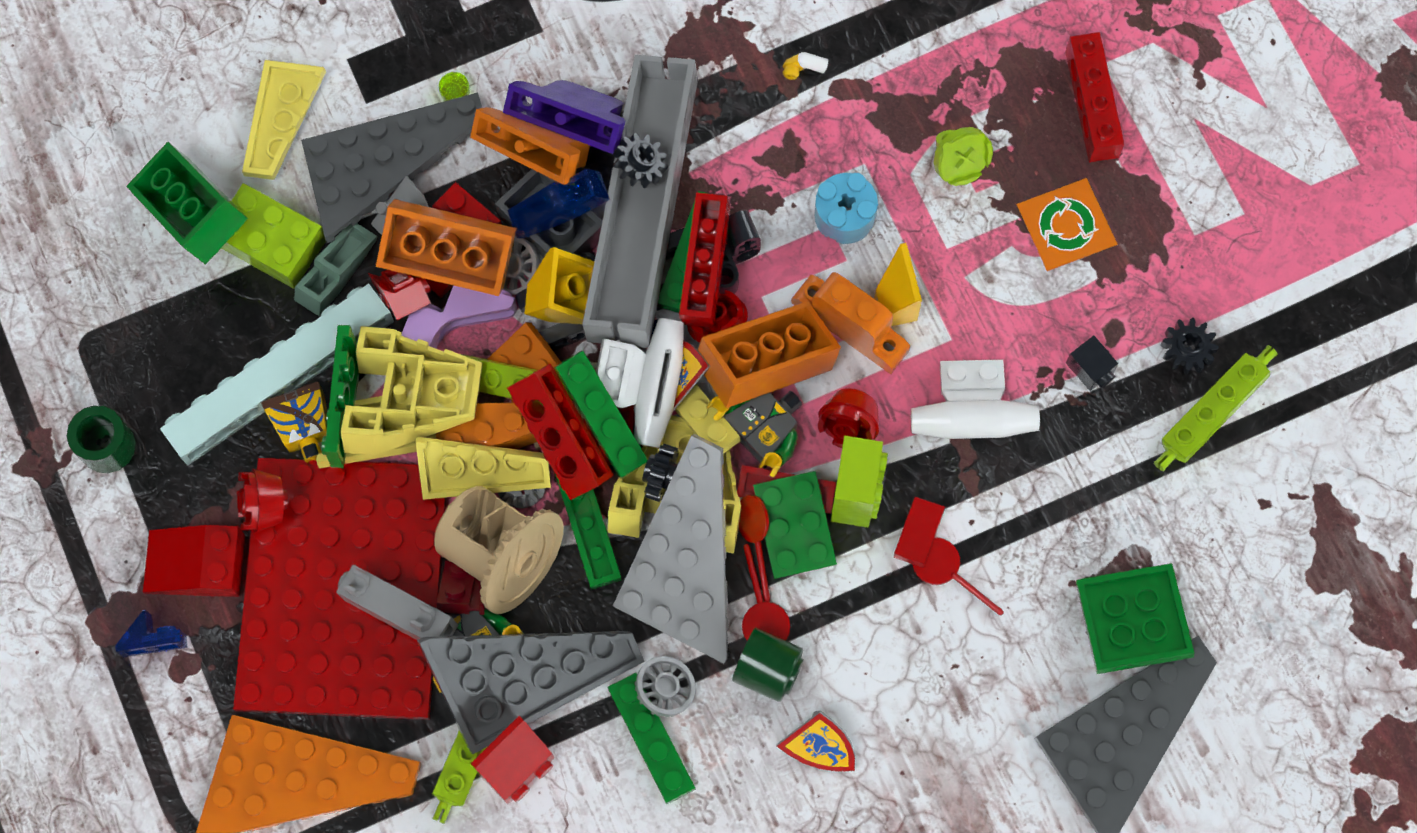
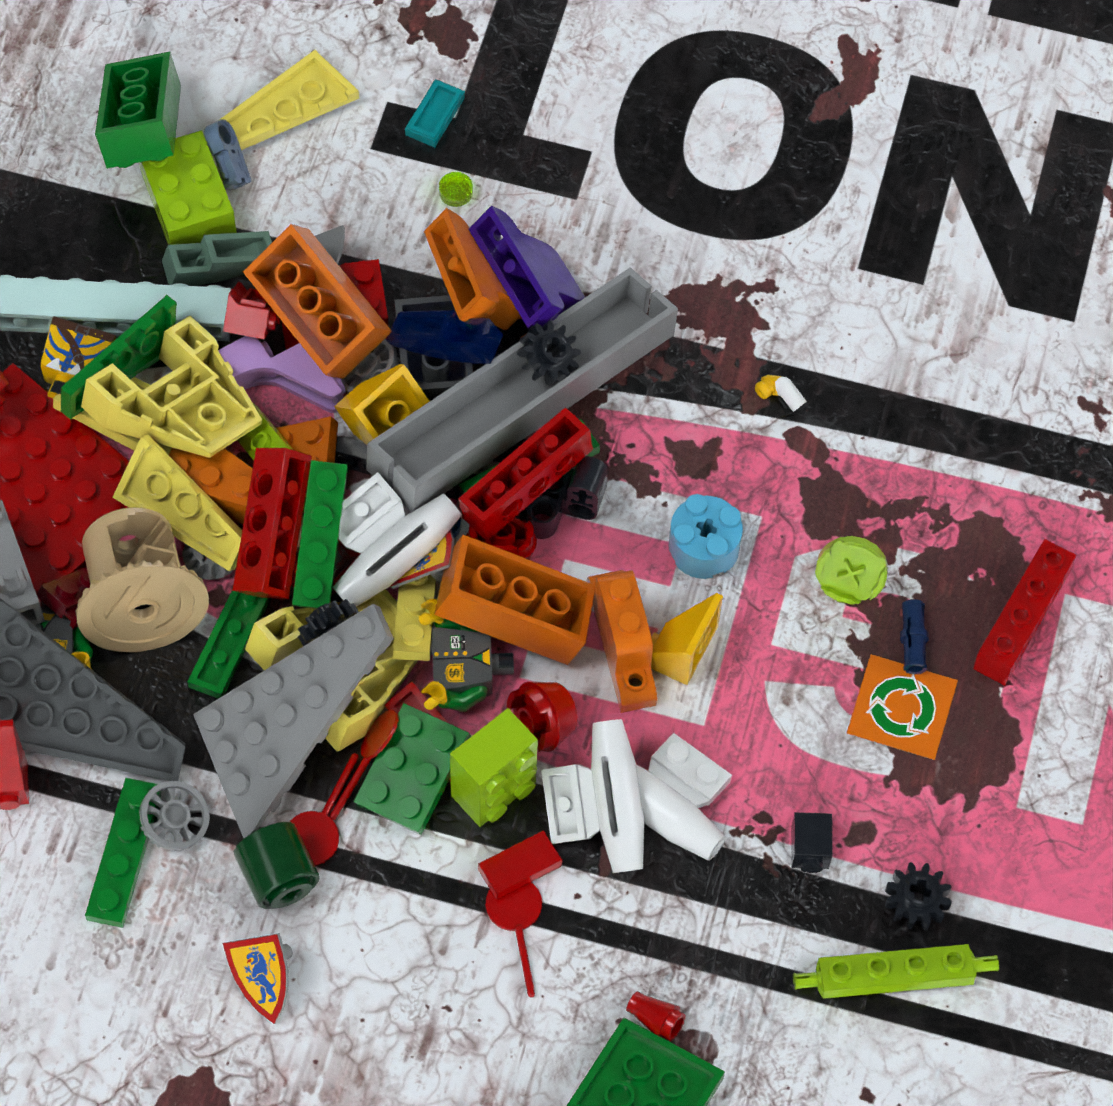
camera: 35 degrees right, 10 degrees down
(275, 186) = (227, 153): none -> sand blue piece
(368, 161) = (329, 191): dark grey wing -> none
(389, 42) = (435, 113): none -> teal tile
(942, 443) = (600, 798): none -> white plate
(1036, 170) = (914, 636): none -> dark blue pin
(1096, 560) = (657, 1015): none -> red cone

